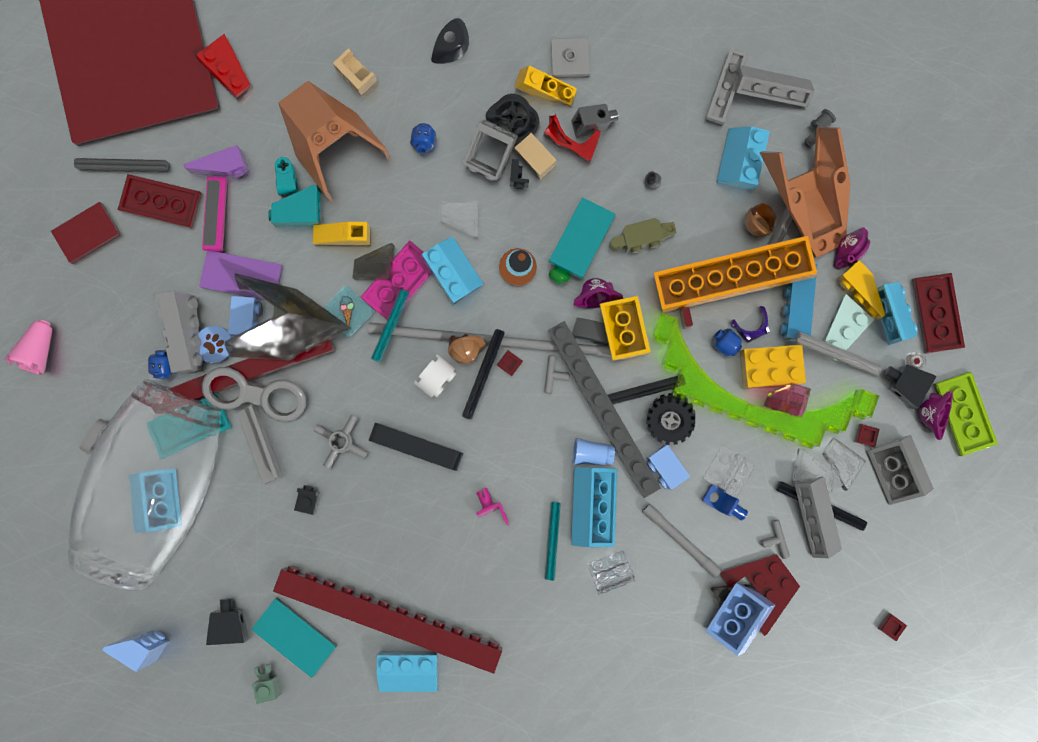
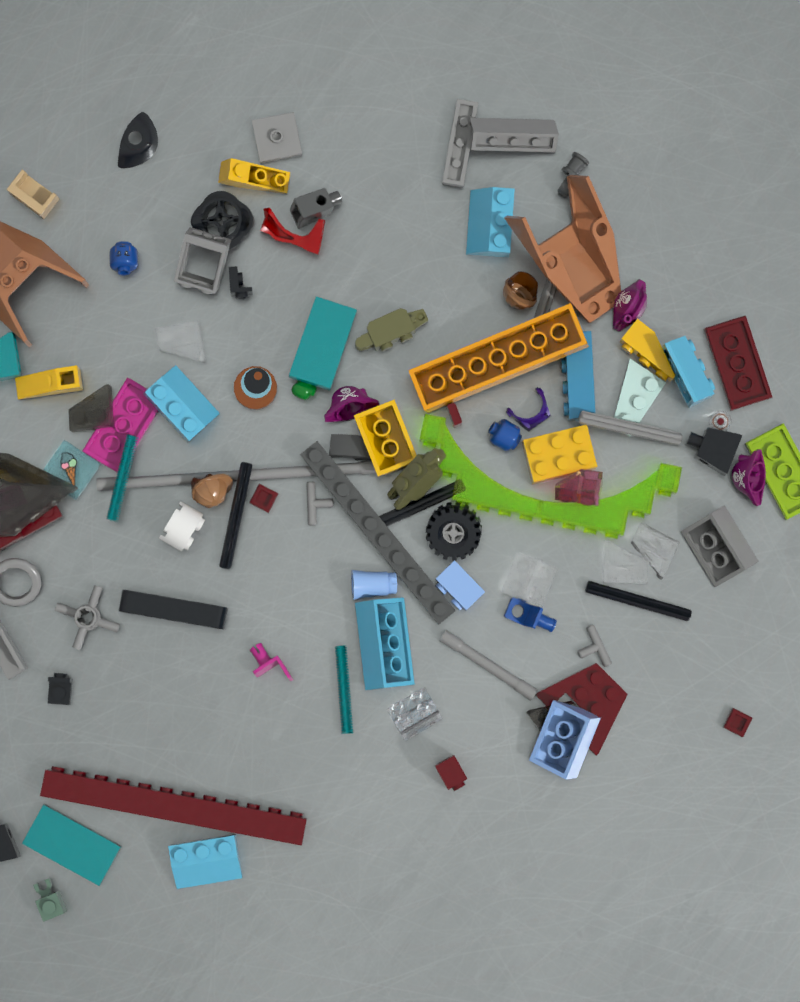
camera: 15 degrees left, 0 degrees up
(536, 155) = (255, 258): tan panel -> none
(636, 631) = (451, 773): none -> dark red brick
(646, 367) = (417, 478): none -> olive hinge
(653, 176) = (392, 259): dark grey hinge -> none
(818, 518) = (635, 614): light grey panel -> none
(867, 435) = (678, 514): dark red tile -> none

